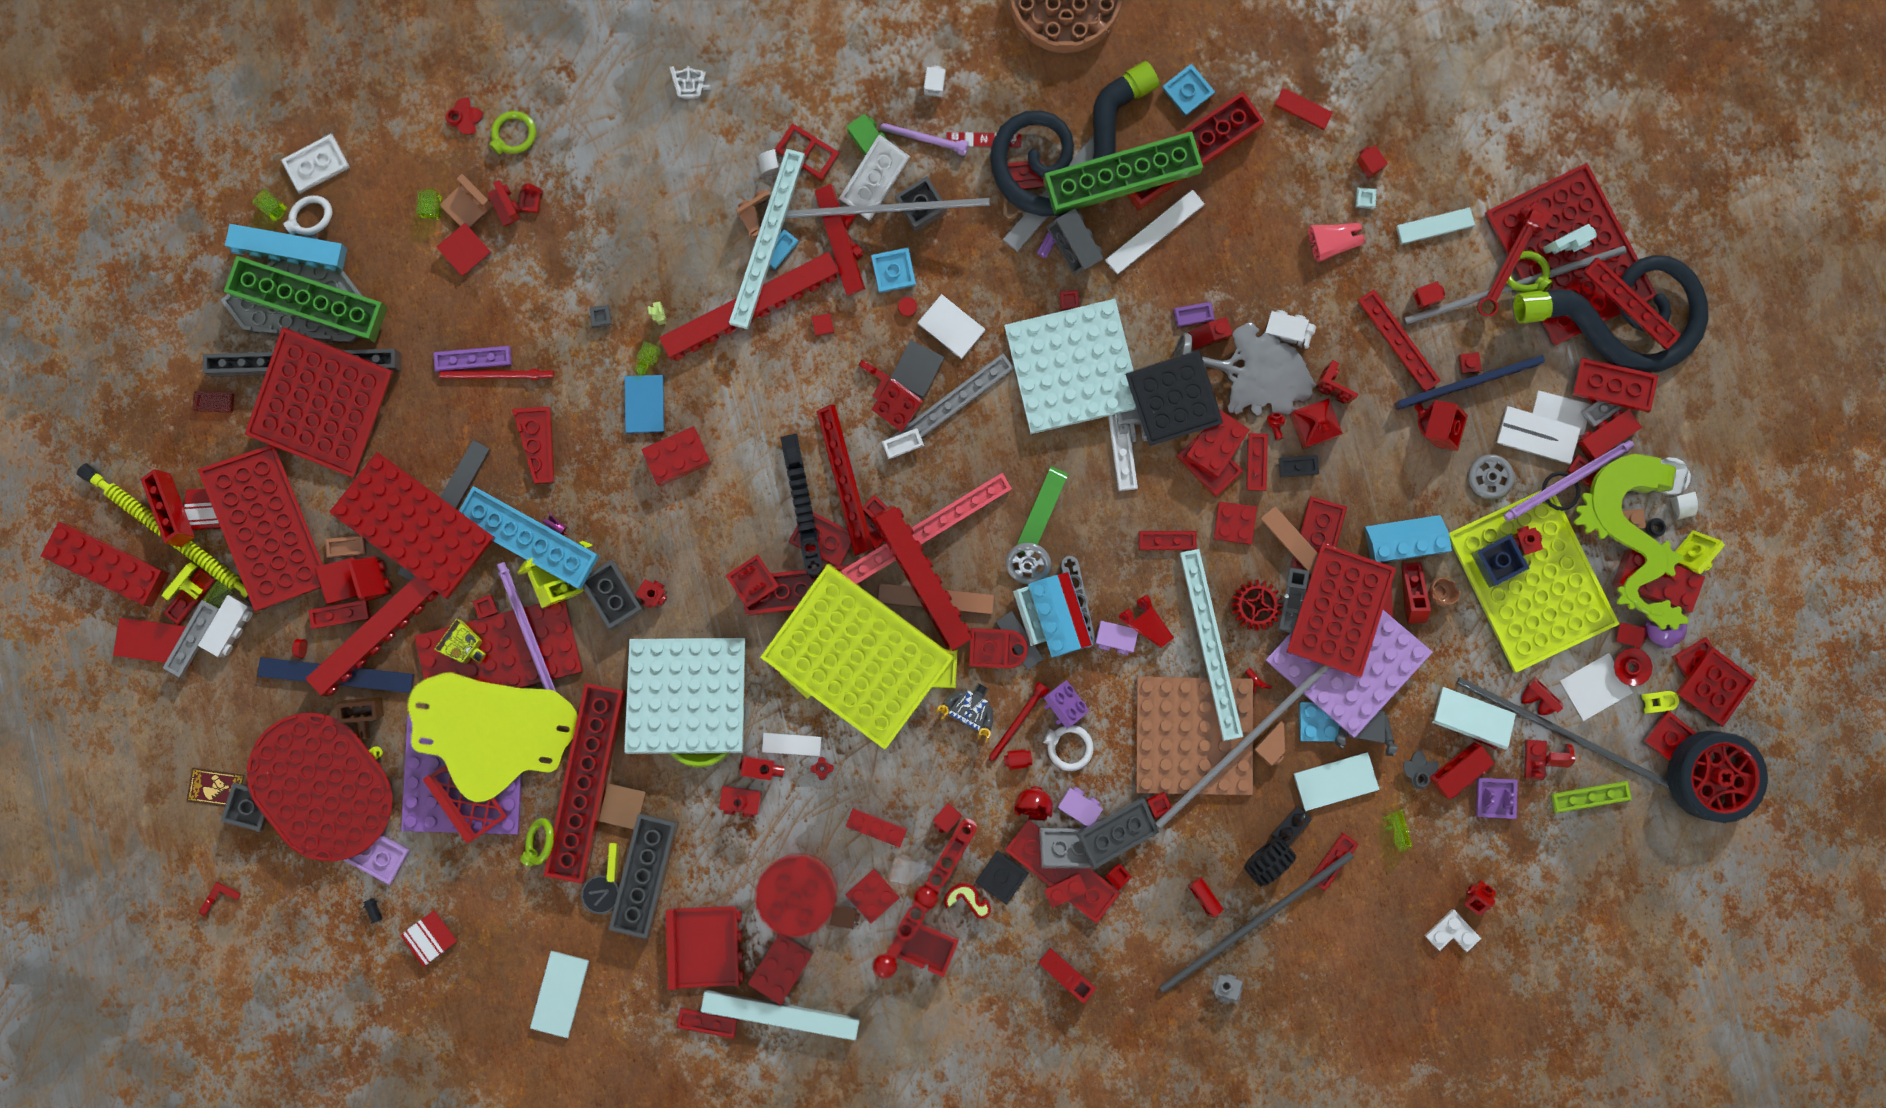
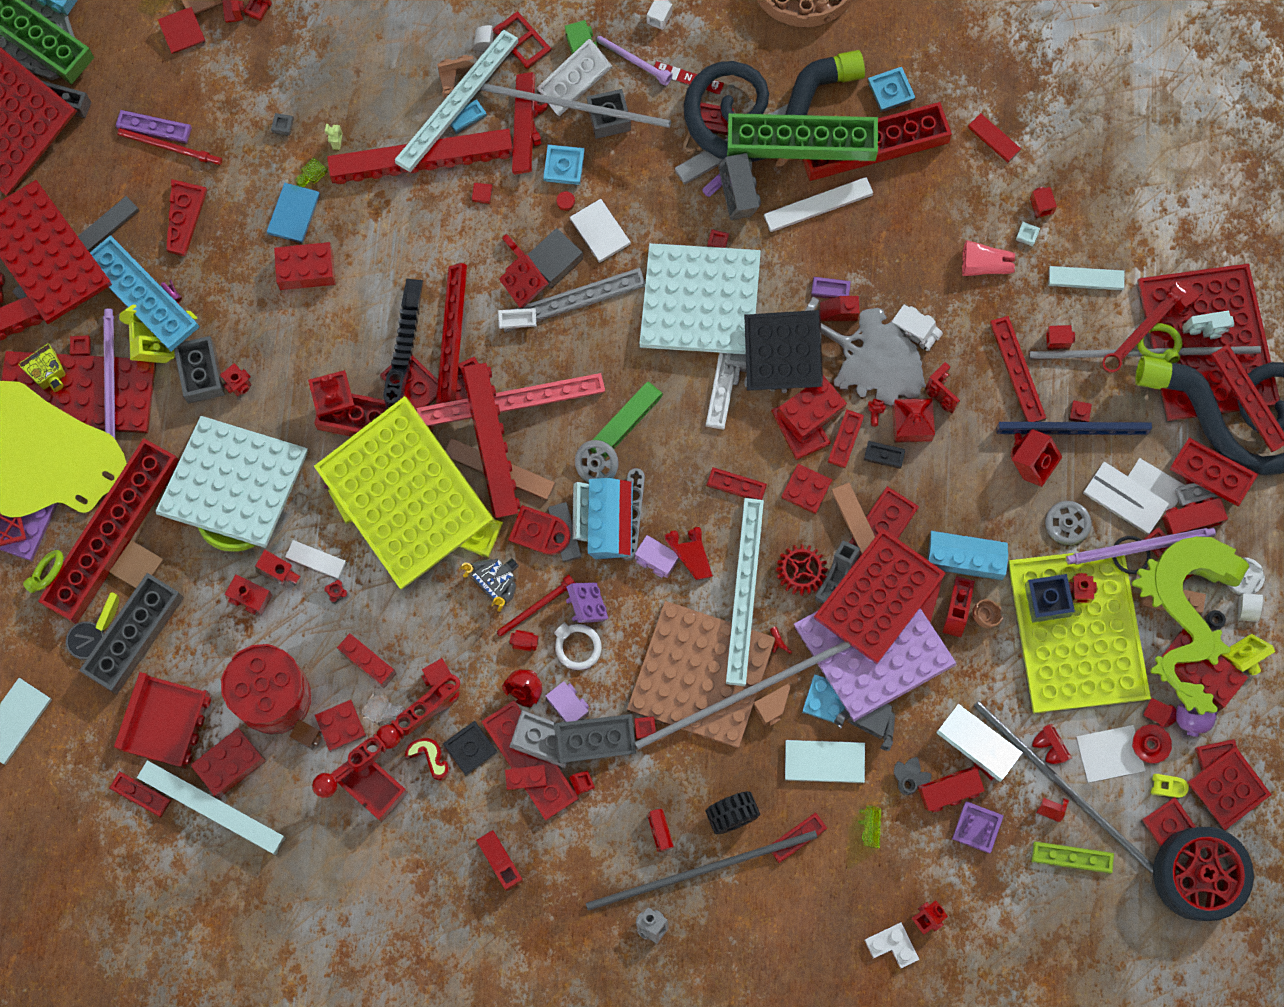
camera: 20 degrees right, 10 degrees down
(1292, 825) = (768, 789): black tile -> none
(1535, 759) = (1028, 803): red plate -> none

